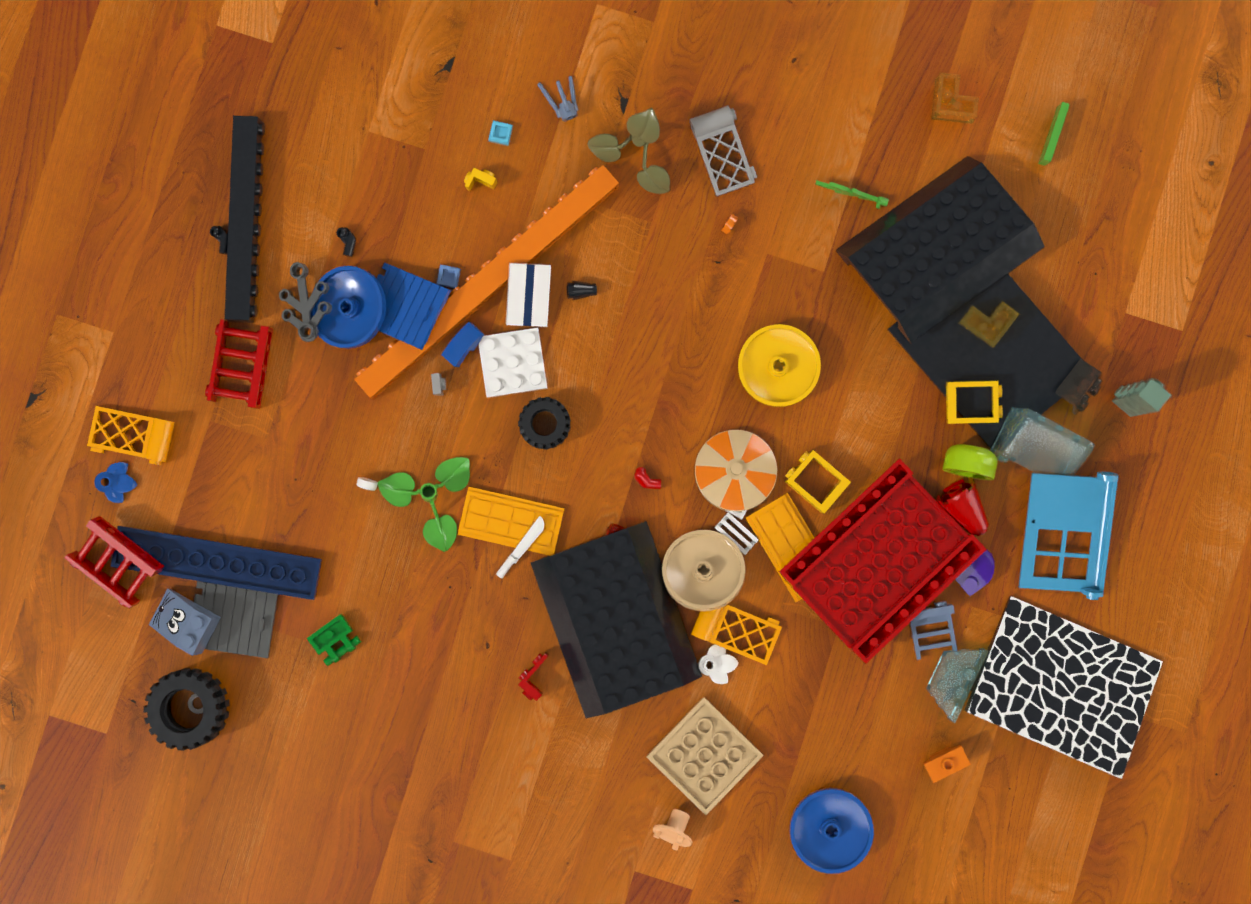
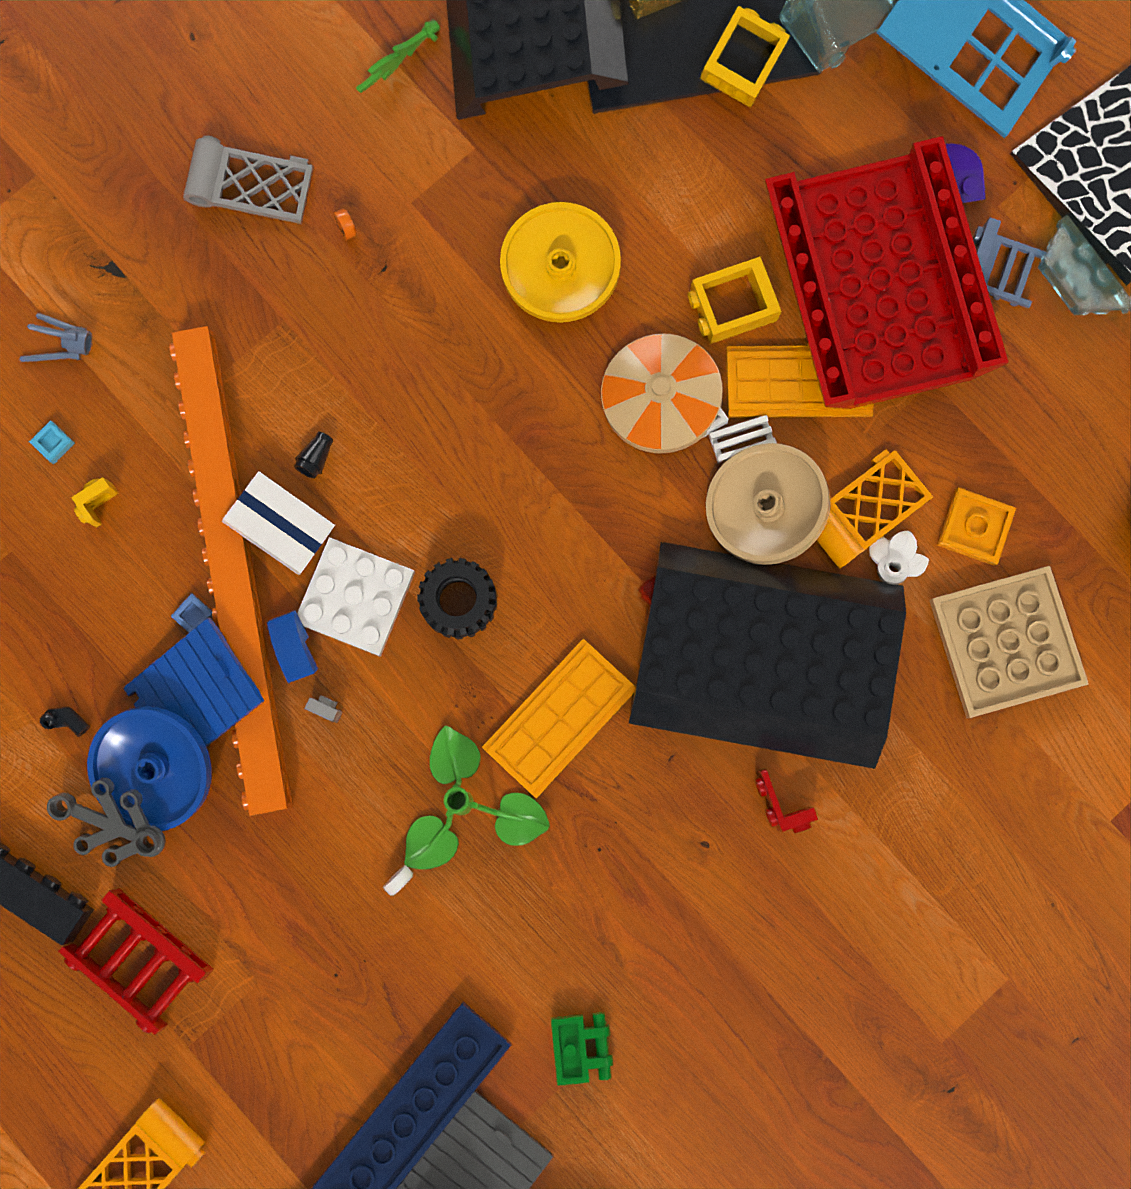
camera: 60 degrees left, 5 degrees down
(524, 544) = (602, 722): white piece -> none
(643, 130) = (153, 245): olive plant -> none
(644, 480) = (609, 514): red arm -> none
(674, 830) = (1087, 735): light nougat piece -> none
(764, 700) = (976, 526): none -> light orange tile
(965, 506) = (868, 137): red cone -> none
(970, 462) = (820, 97): lime piece -> none

